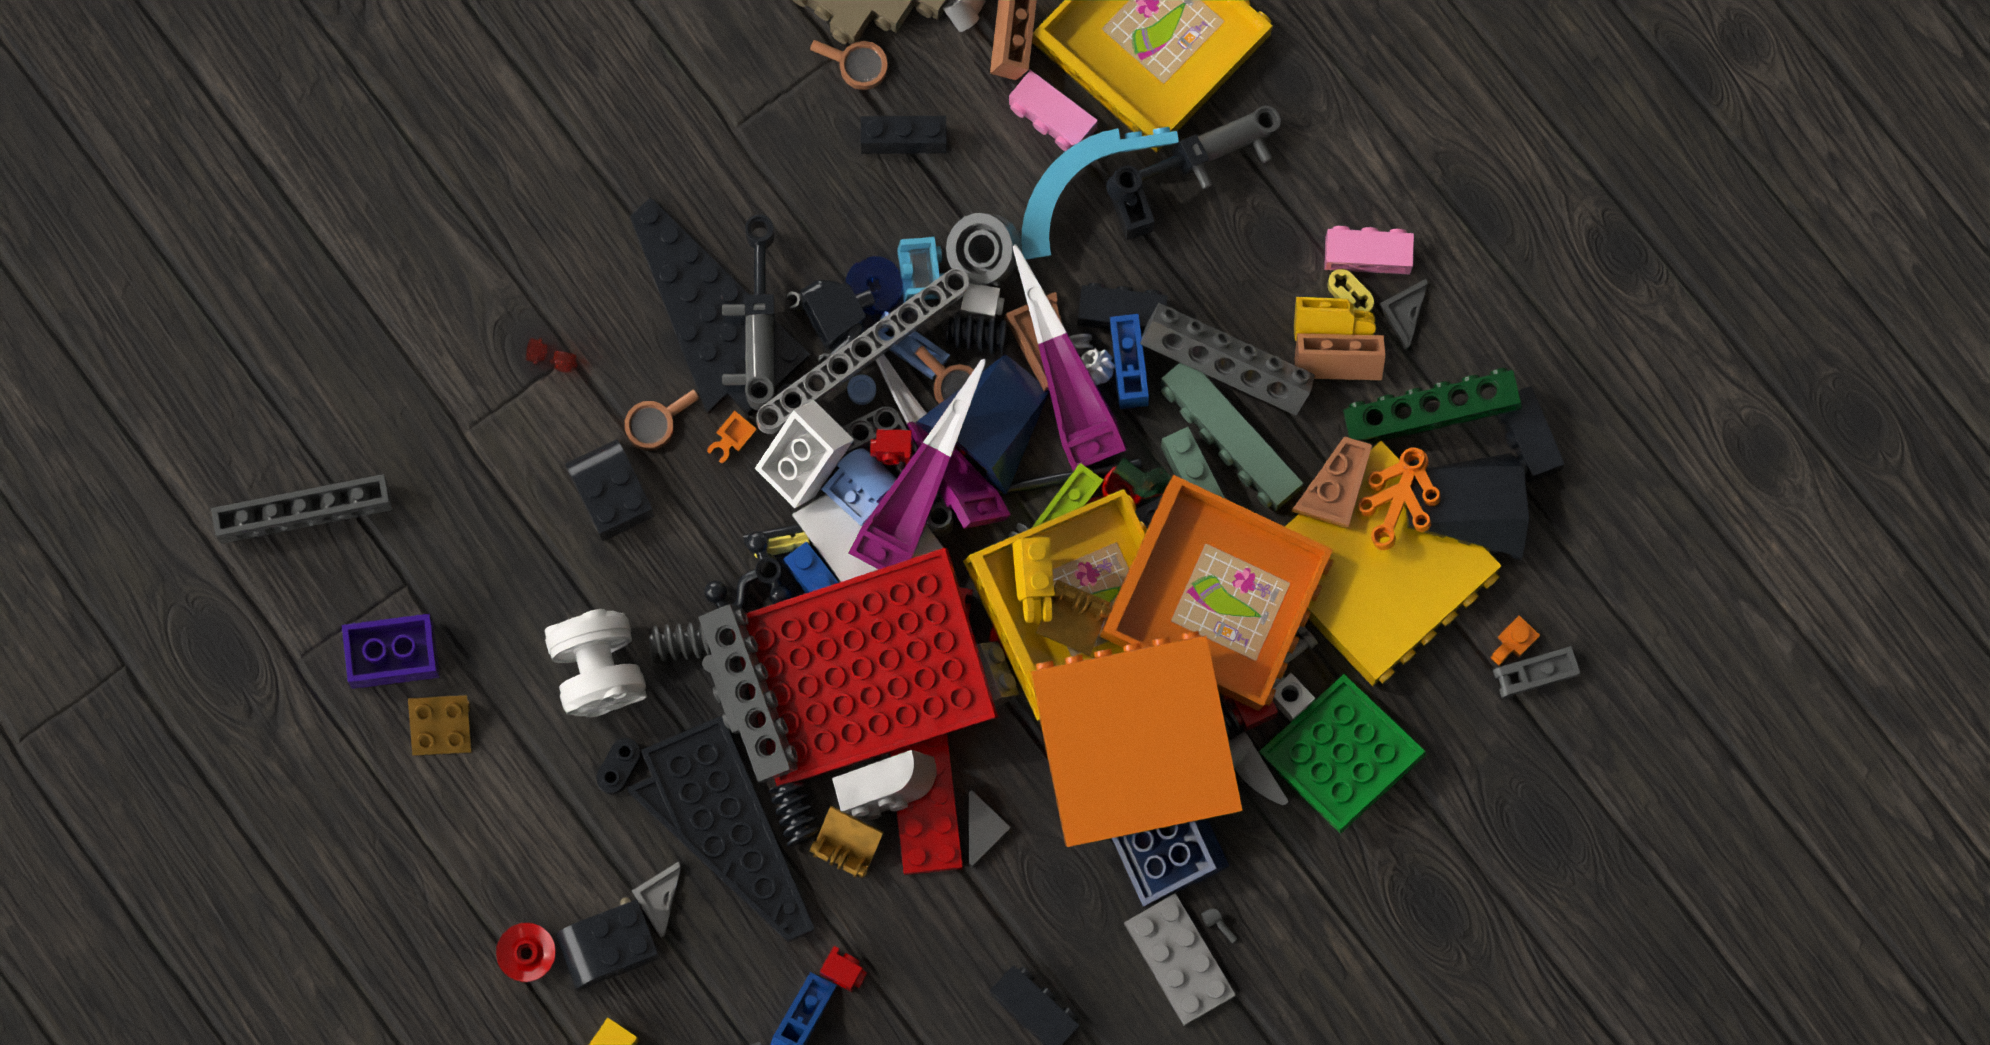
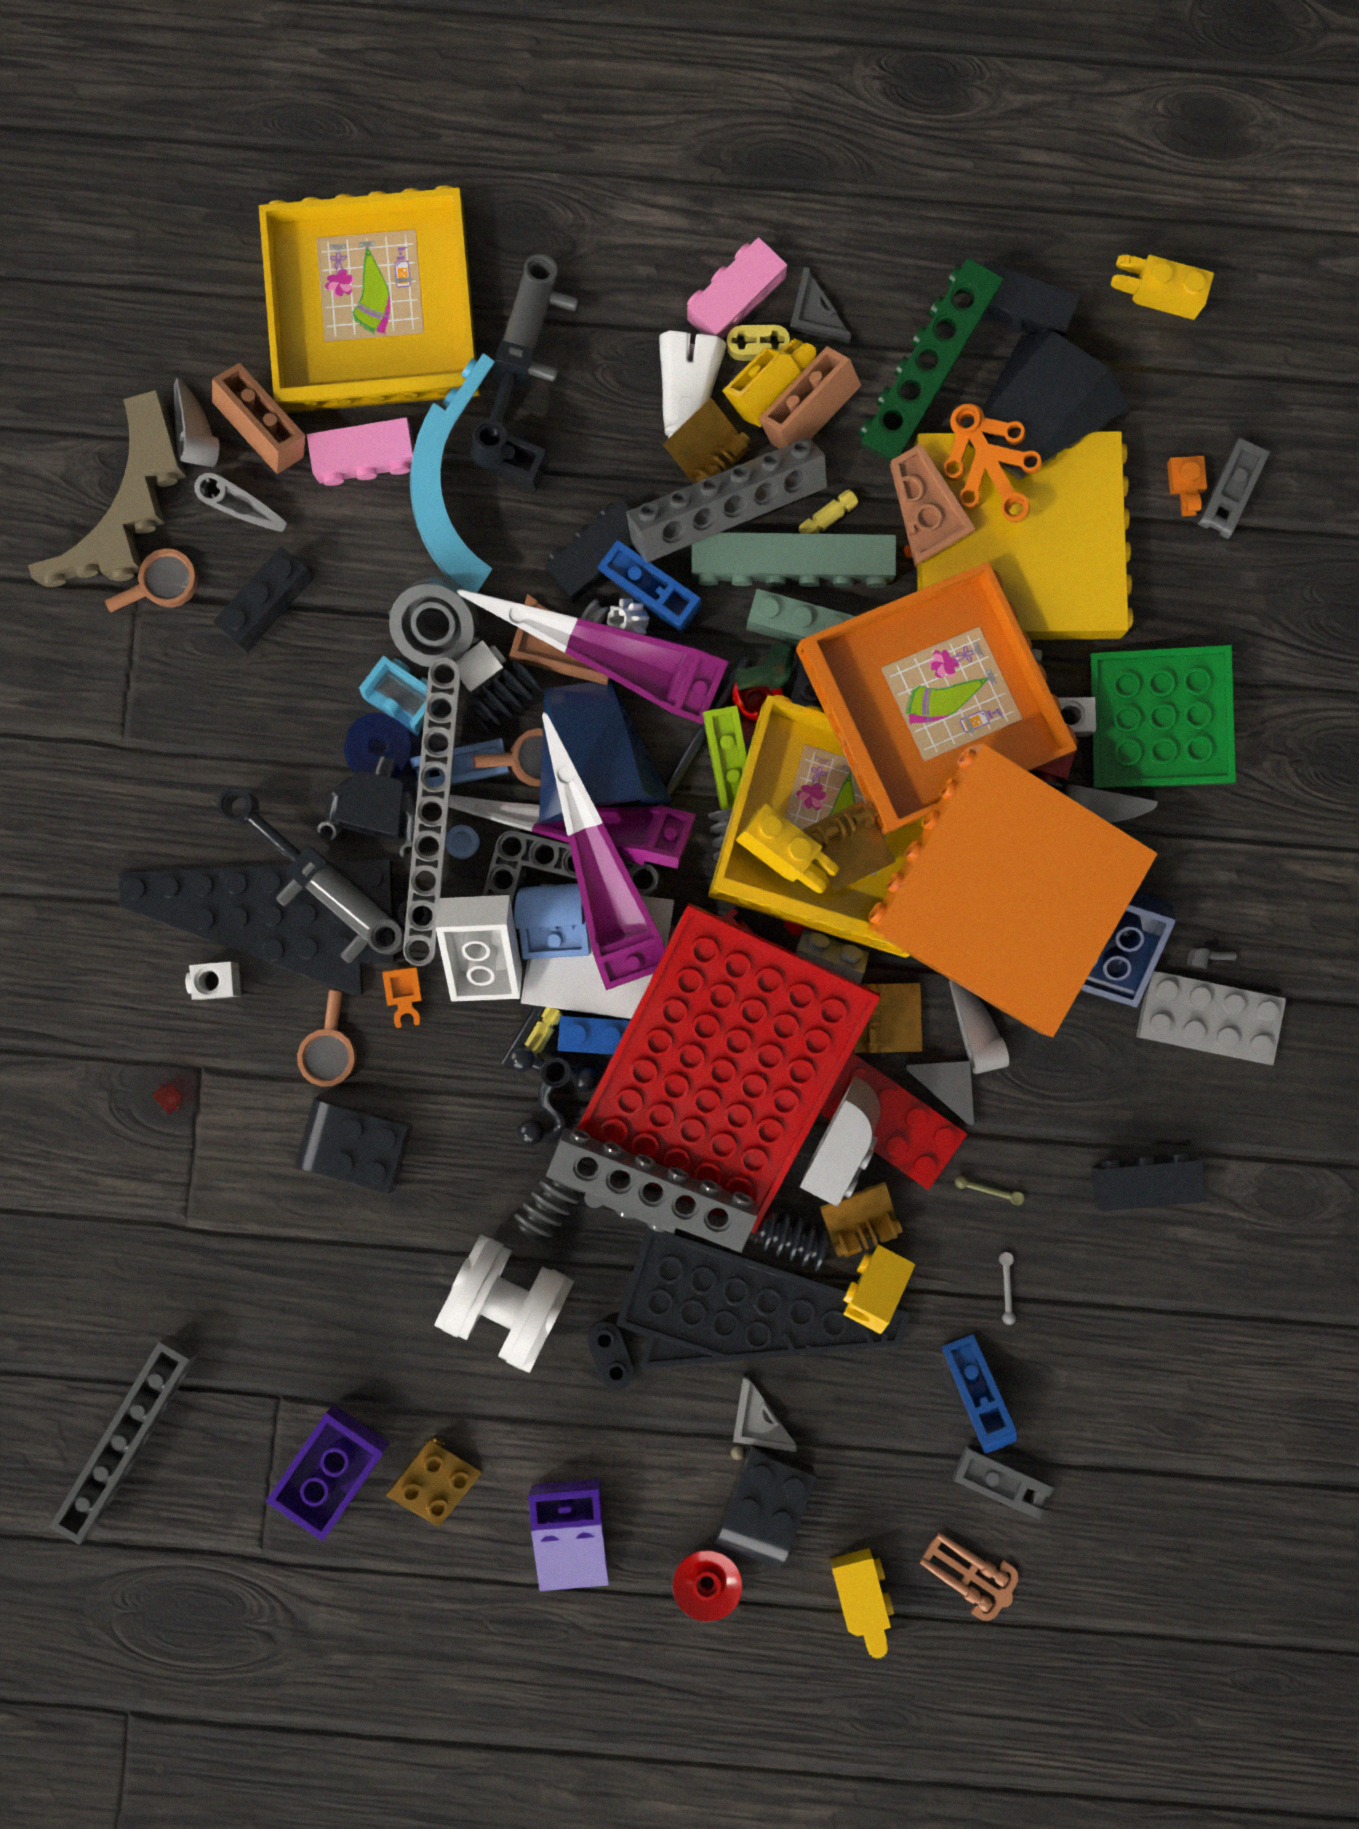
camera: 45 degrees left, 10 degrees up
(480, 837) = (568, 1534): none -> slope
(564, 361) = (200, 1082): clear red plate -> none
(640, 325) = (228, 980): none -> white brick
(812, 891) = (878, 1289): none -> yellow brick
(843, 970) = (968, 1319): red brick -> none
(892, 446) = (544, 864): red brick -> none
(903, 965) = (1006, 1260): none -> light grey hinge
(949, 66) = (238, 502): none -> light grey piece
(949, 936) = (1015, 1197): none -> olive hinge
(991, 752) = (895, 1020): none -> pearl gold hinge
(1034, 818) = (980, 1036): none -> light grey piece
(1253, 317) = (706, 443): none -> pearl gold hinge
(1281, 273) = (687, 374): none -> white piece
(1281, 433) = (830, 513): none -> light yellow axle
(1625, 512) = (1164, 284): none -> yellow hinge

